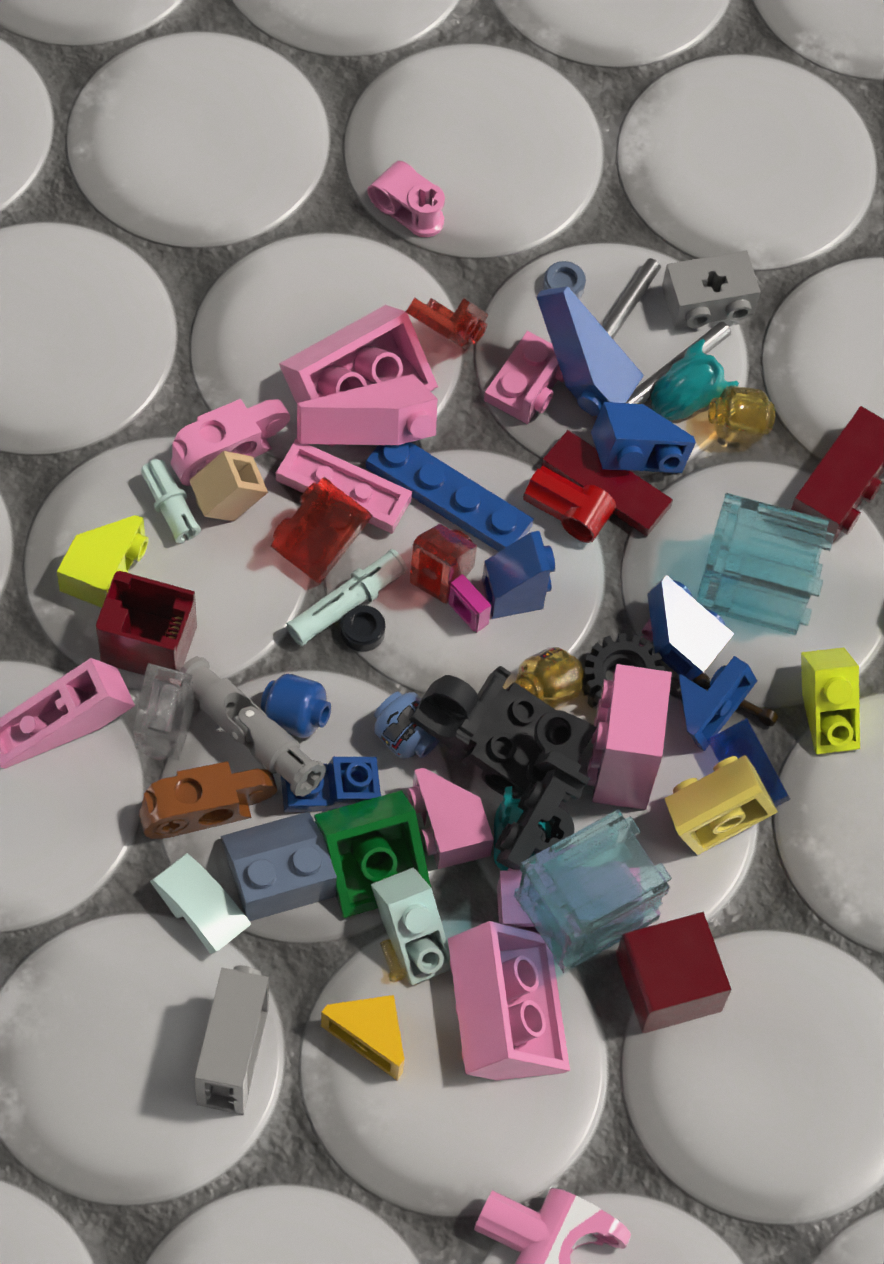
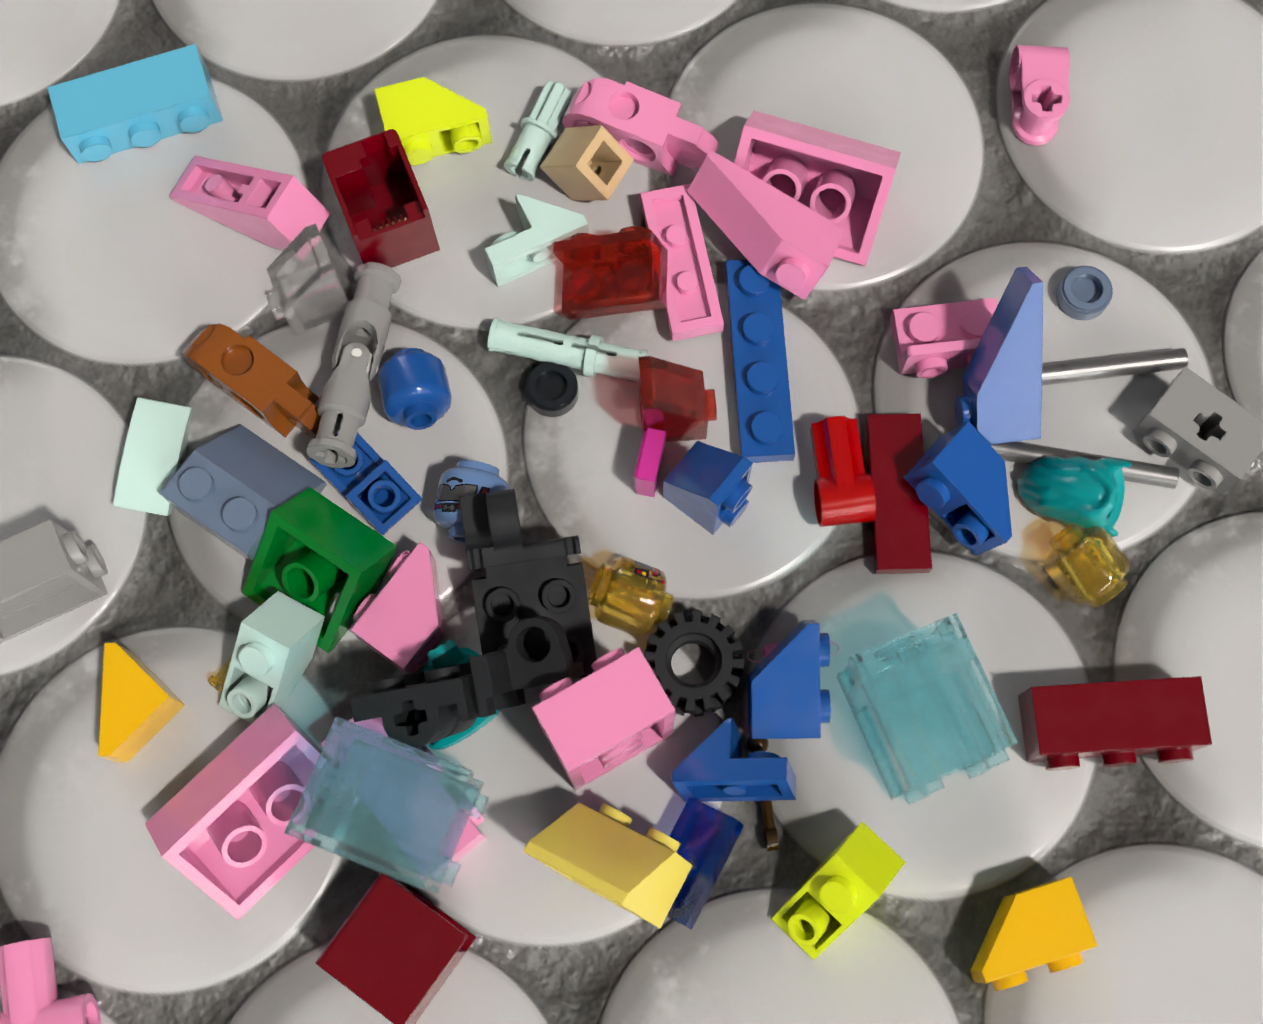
camera: 60 degrees right, 10 degrees up
(251, 553) = (524, 252): none -> light aqua slope
(461, 327) = (927, 218): clear red bracket -> none

